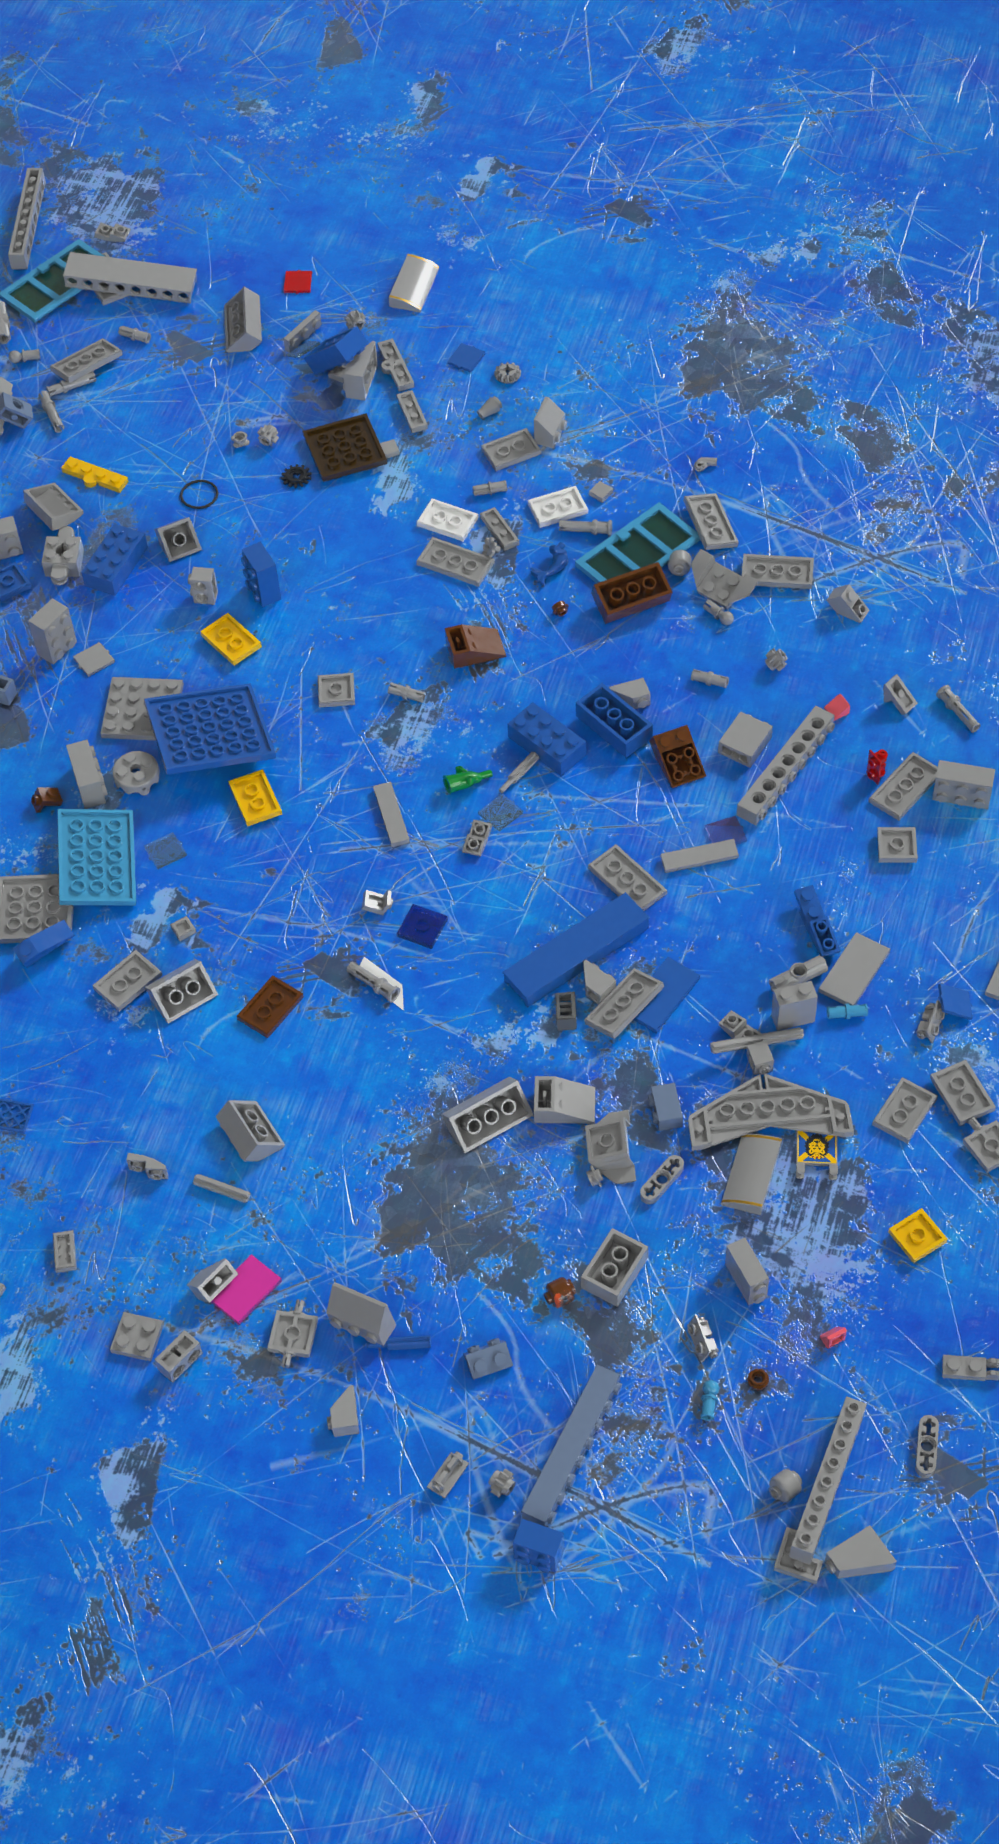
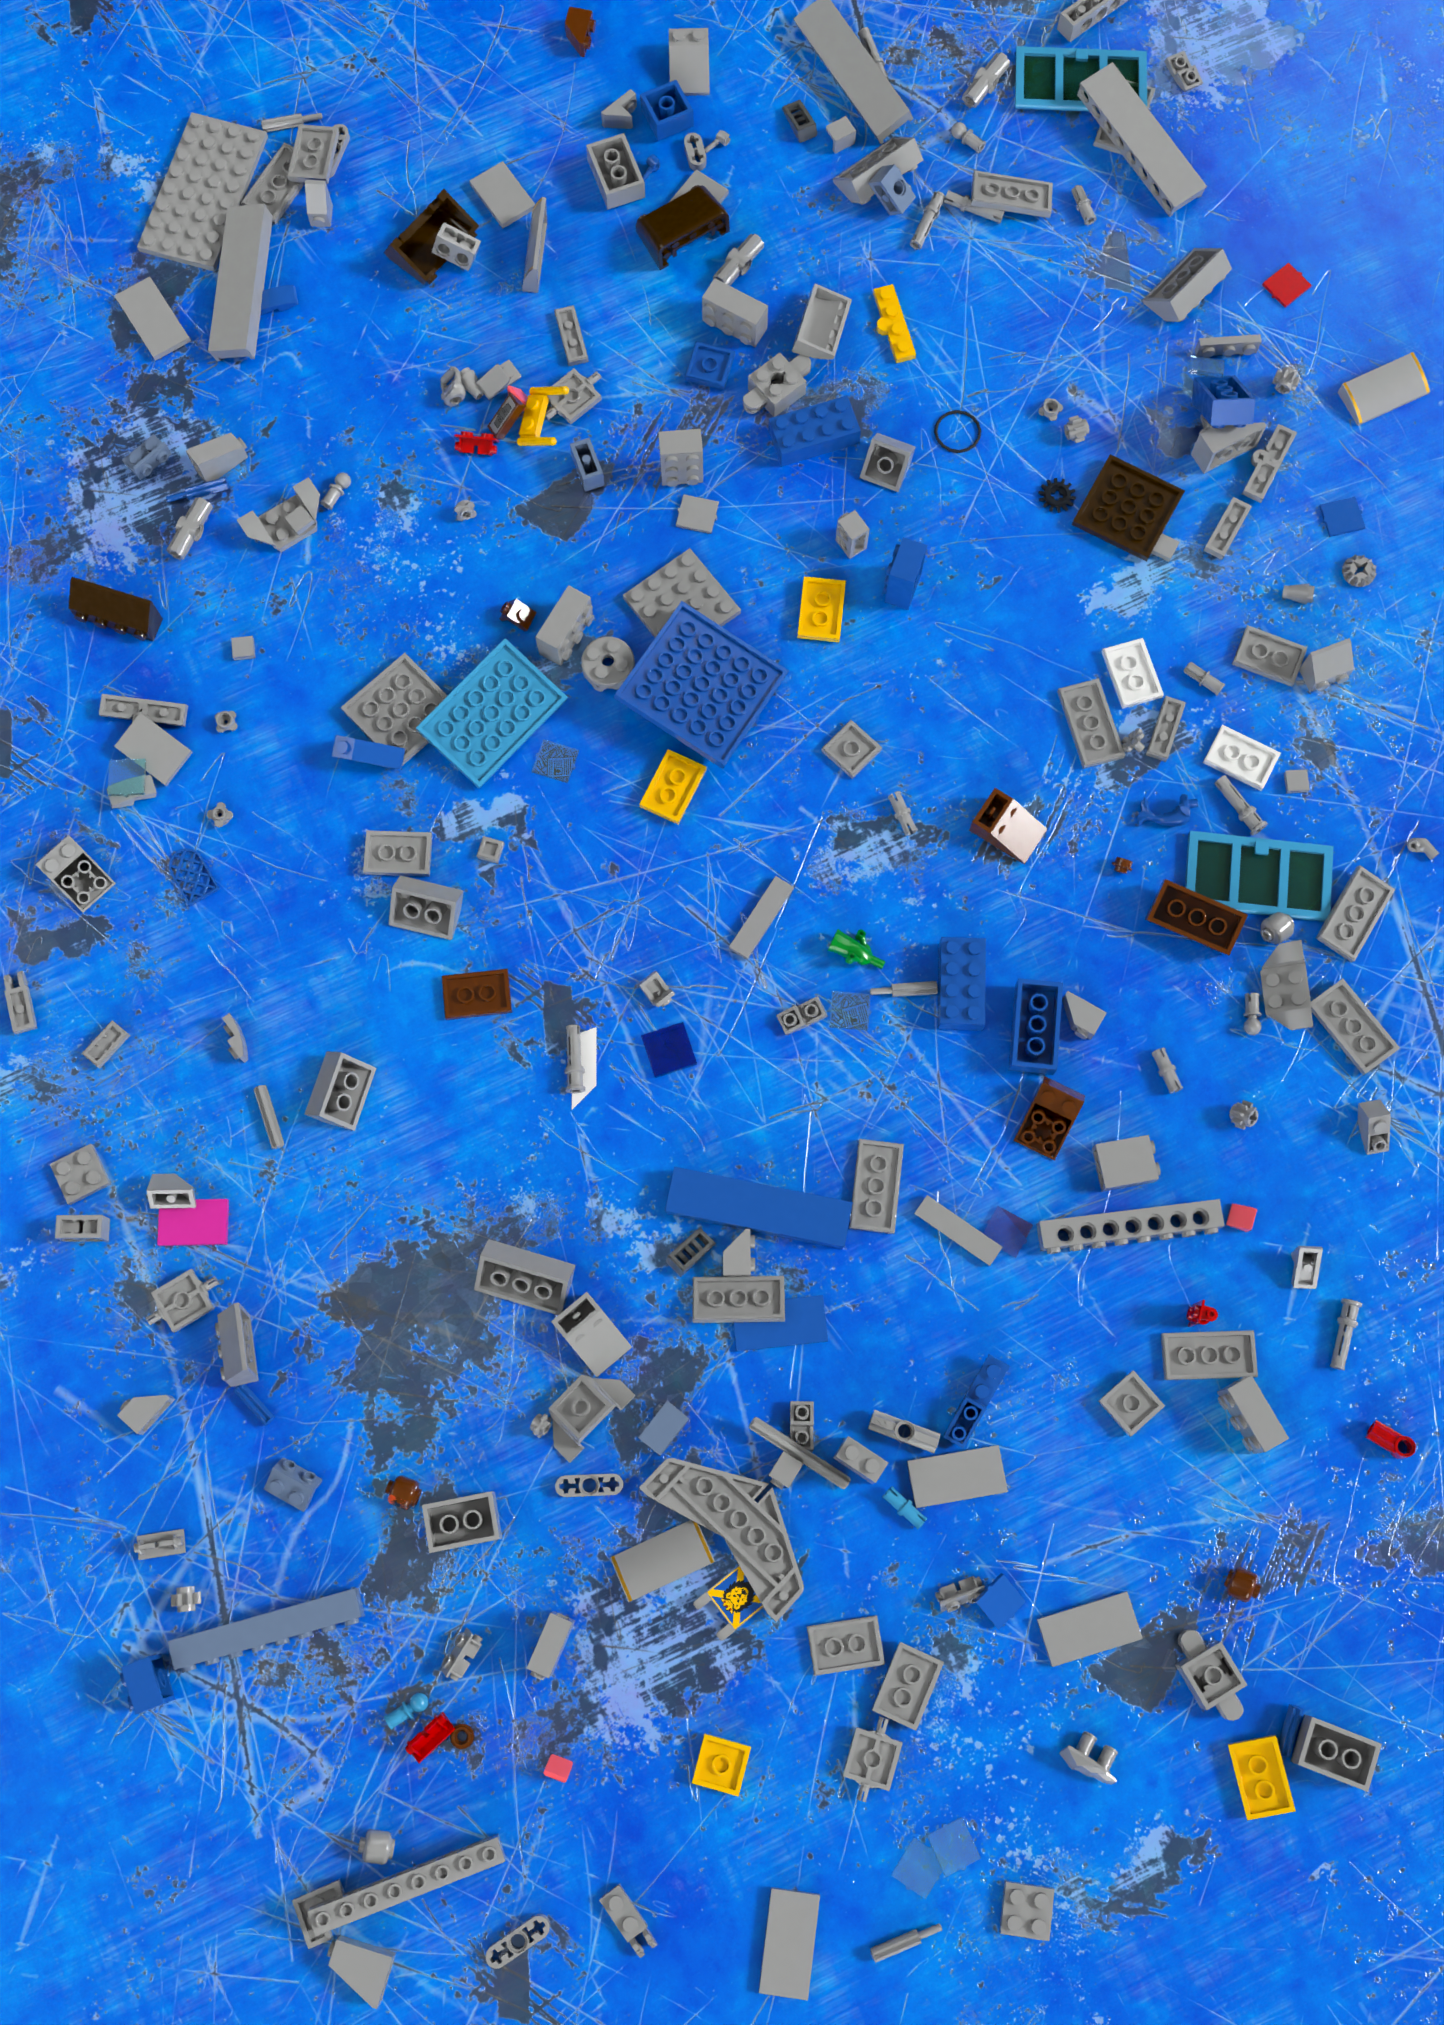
camera: 45 degrees right, 20 degrees up
(741, 1397) = (430, 1737): none -> red hinge

